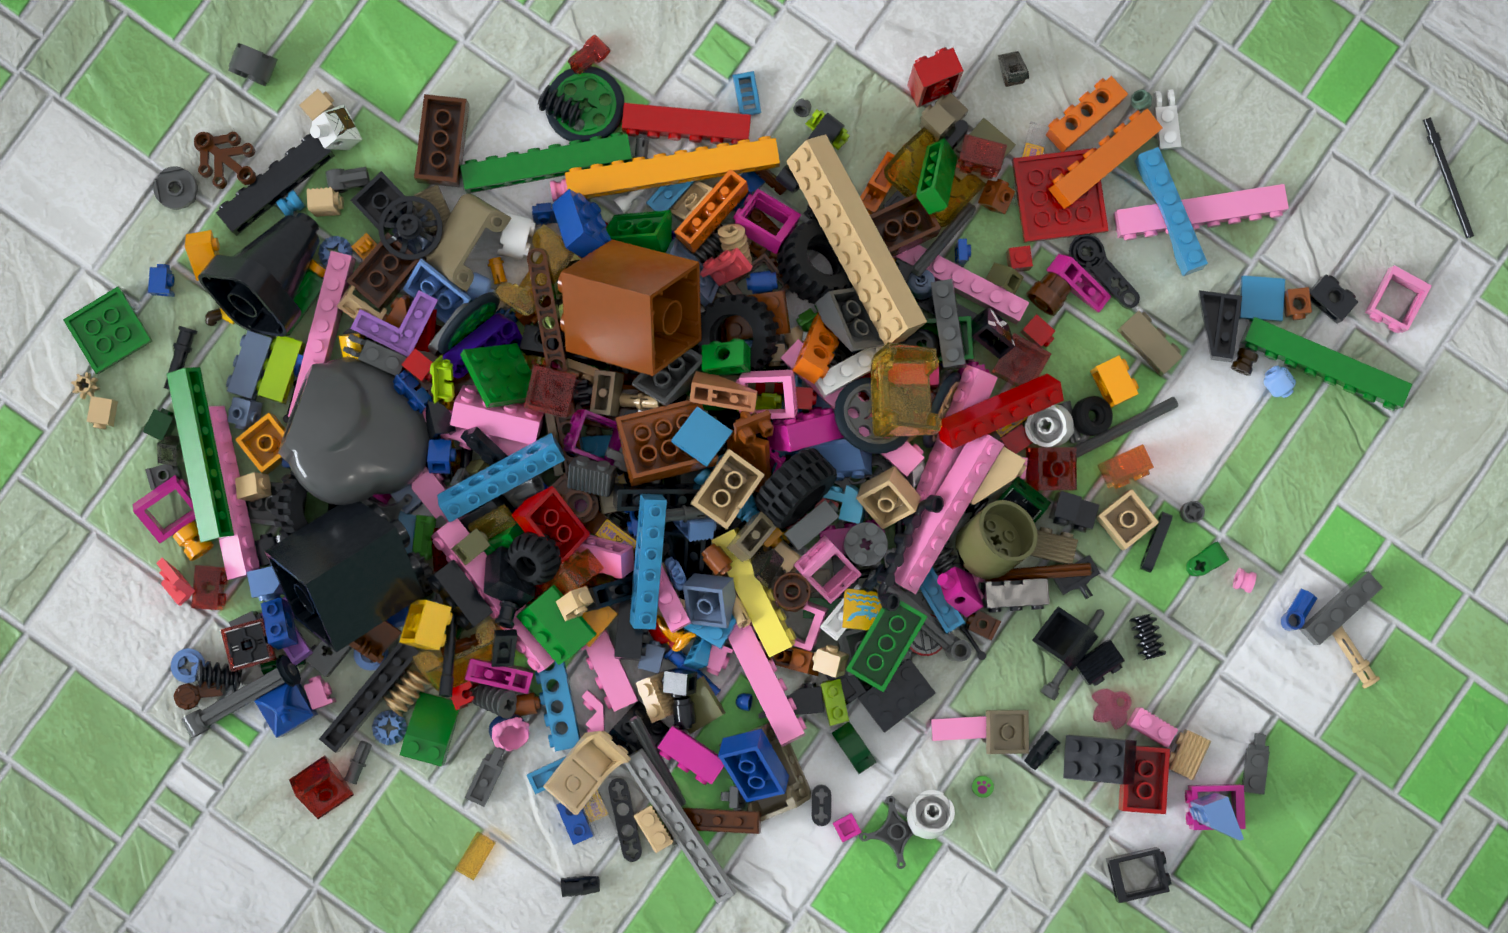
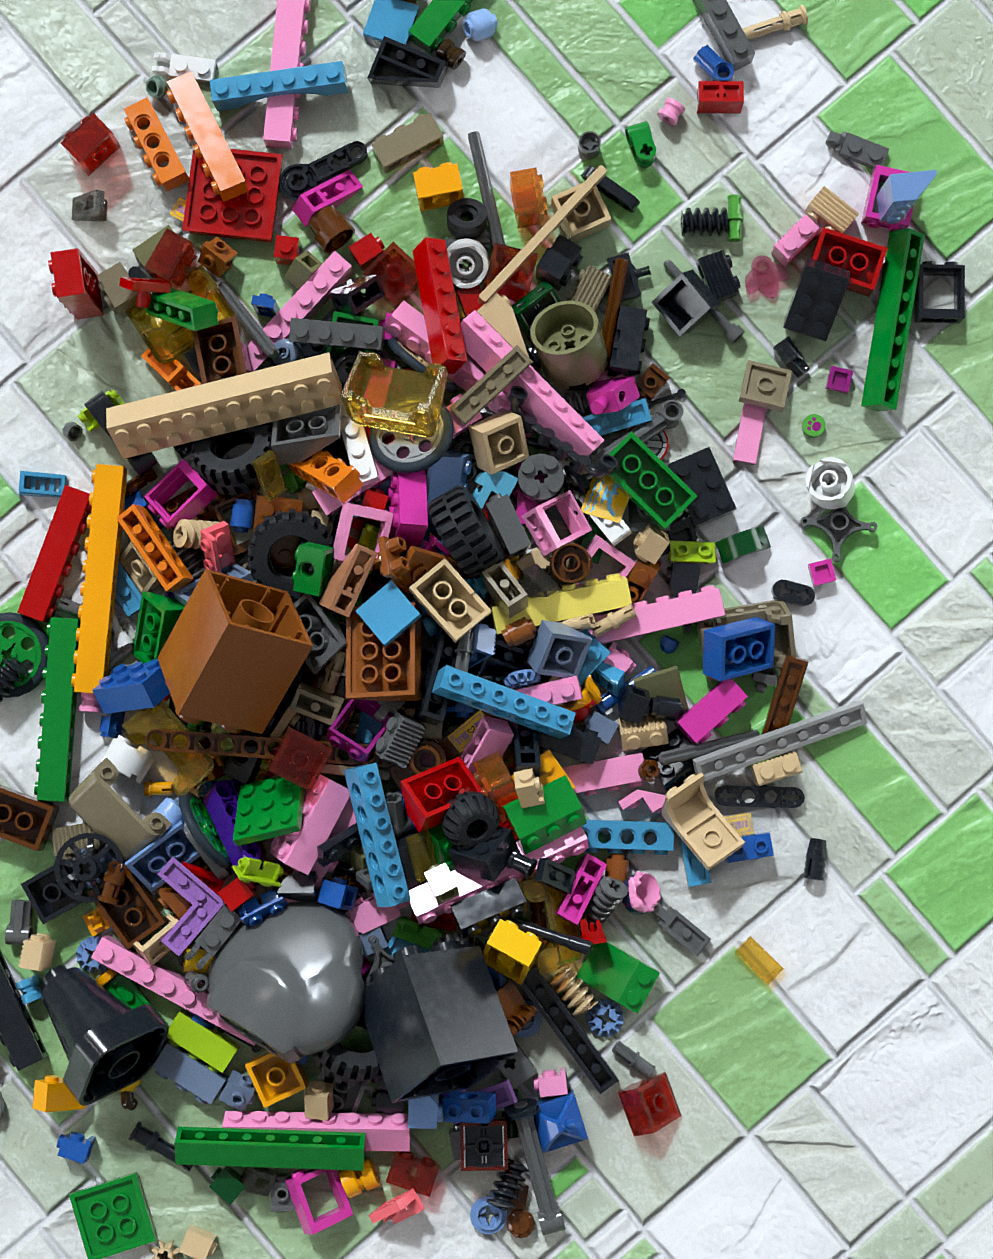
camera: 70 degrees left, 0 degrees up
(331, 350) = (196, 981): none -> dark grey pin
(401, 253) = (113, 881): none -> reddish brown piece
(622, 706) = (644, 773): none -> reddish brown plate
(750, 644) = (614, 620): none -> tan pin
(802, 296) = (269, 475): none -> clear yellow tile
(936, 476) = (491, 385): none -> dark tan tile
(946, 138) = (144, 288): none -> red tile
(1031, 799) = (839, 379): none -> magenta plate
(1070, 54) = (90, 144): none -> clear red brick
(1091, 489) = (542, 234): none -> tan tile
(1100, 836) = (893, 320): none -> green brick
(1159, 664) = (734, 218): none -> bright green pin
(1270, 622) = (720, 97): none -> red hinge

